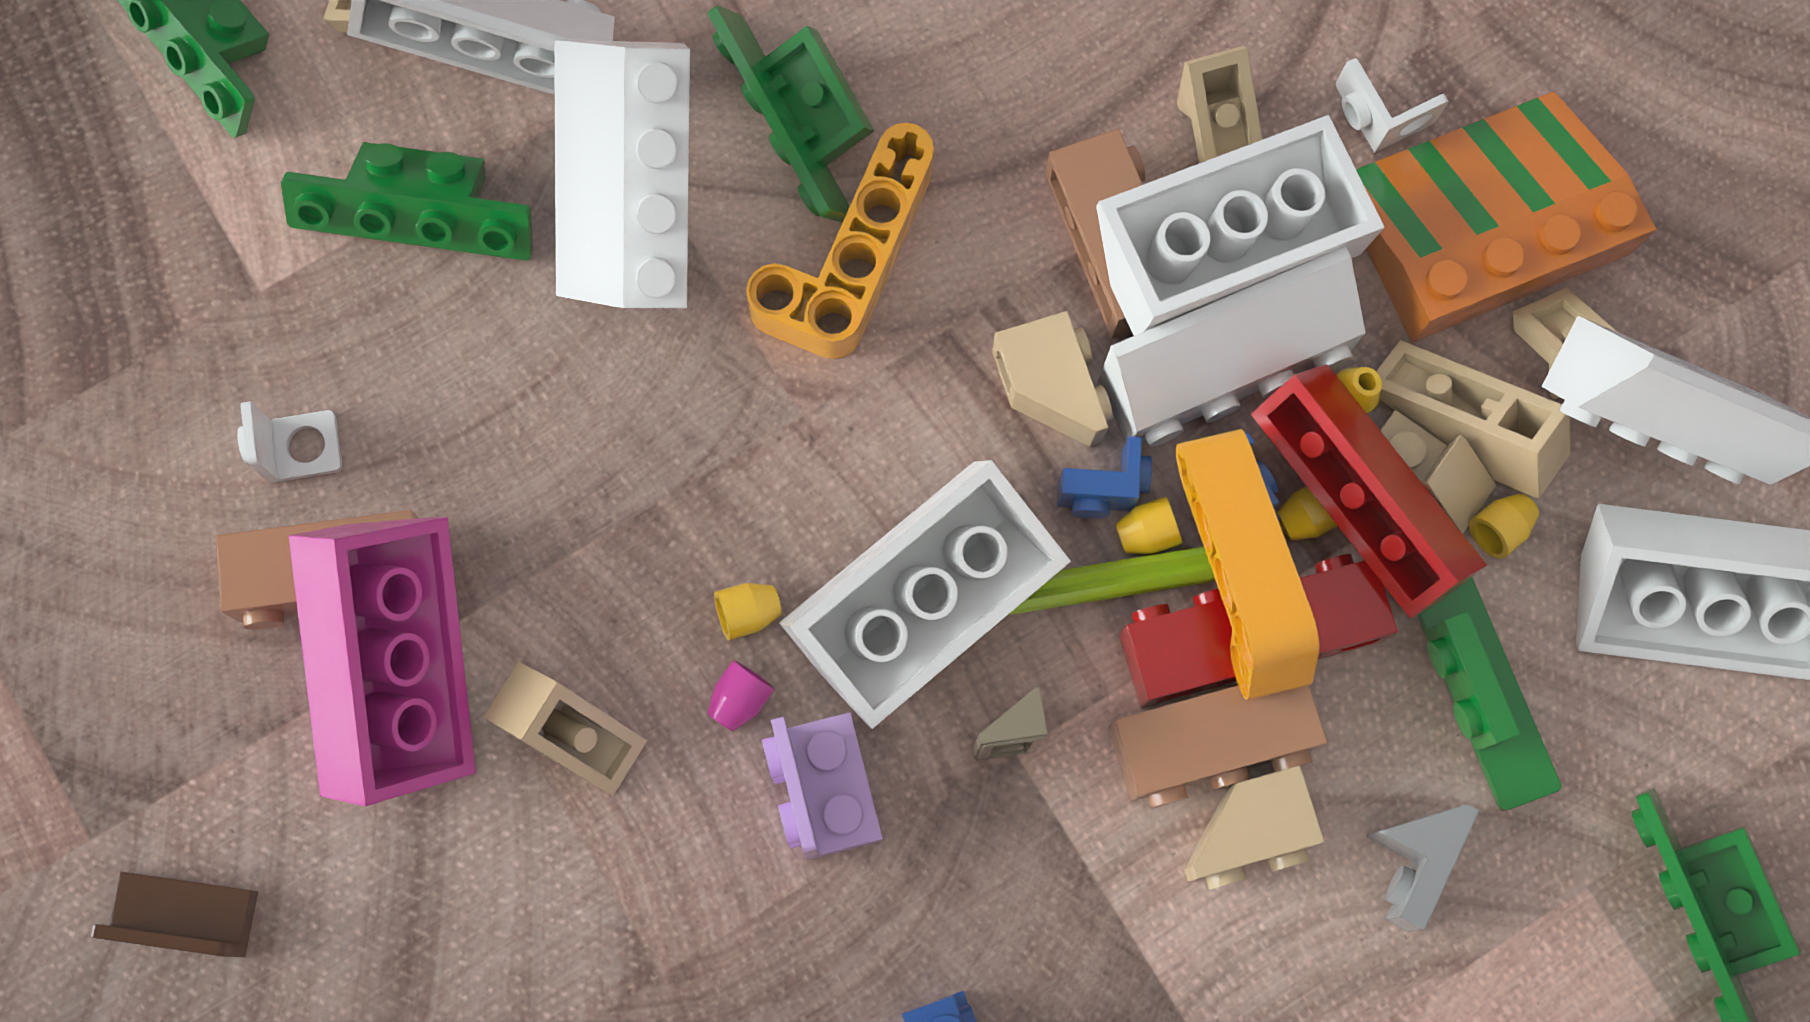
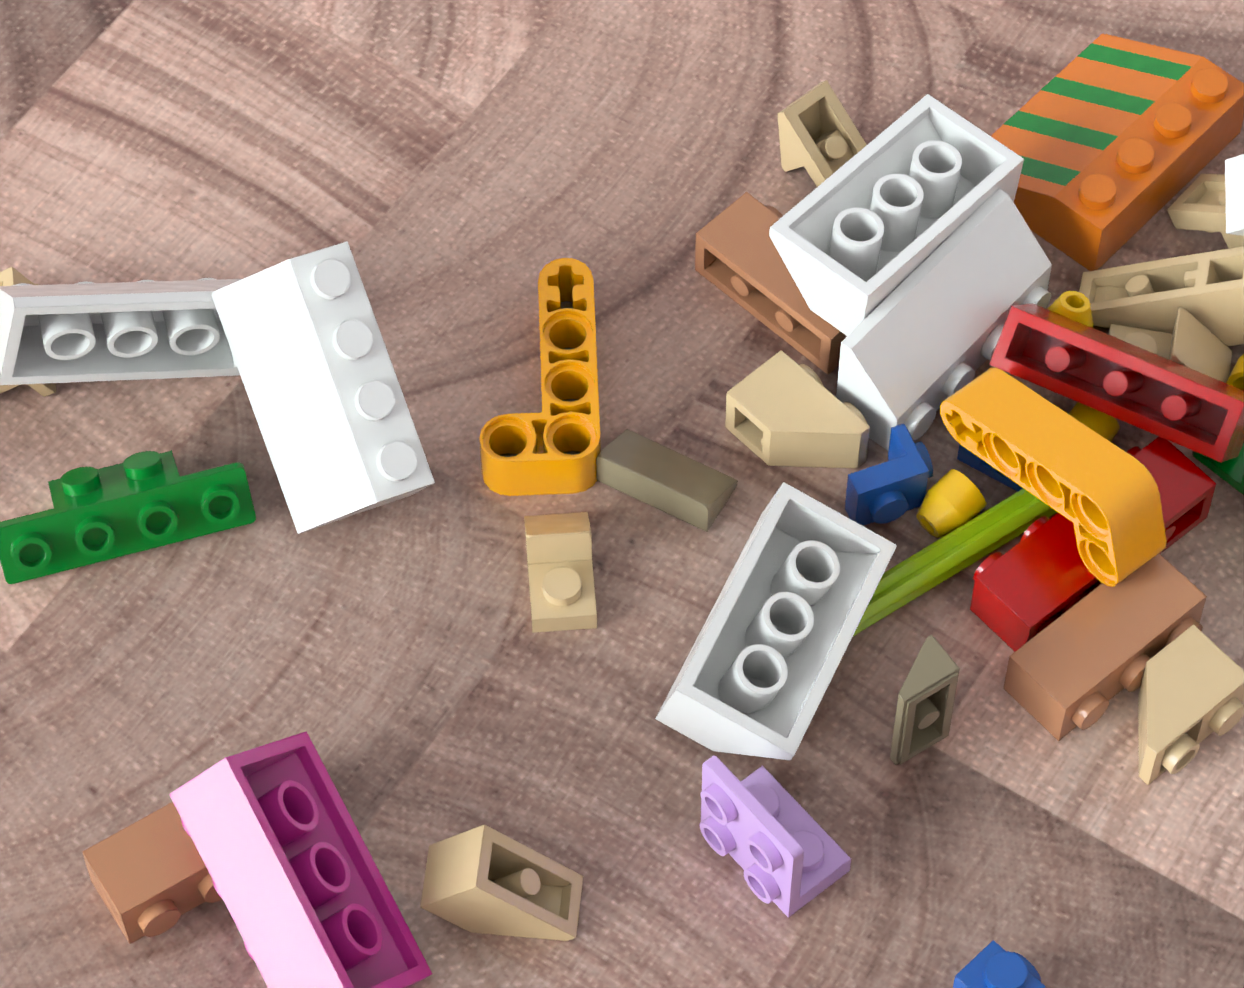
camera: 20 degrees left, 20 degrees down
(266, 444) = (83, 764): white bracket -> none
(738, 696) = (650, 796): dark pink hose -> none
(746, 608) = (616, 722): yellow hose -> none
(770, 431) = (560, 572): none -> tan slope
(803, 102) = (454, 285): green bracket -> none
(909, 381) = (664, 479): none -> dark tan slope
(1367, 111) = (964, 101): white bracket -> none

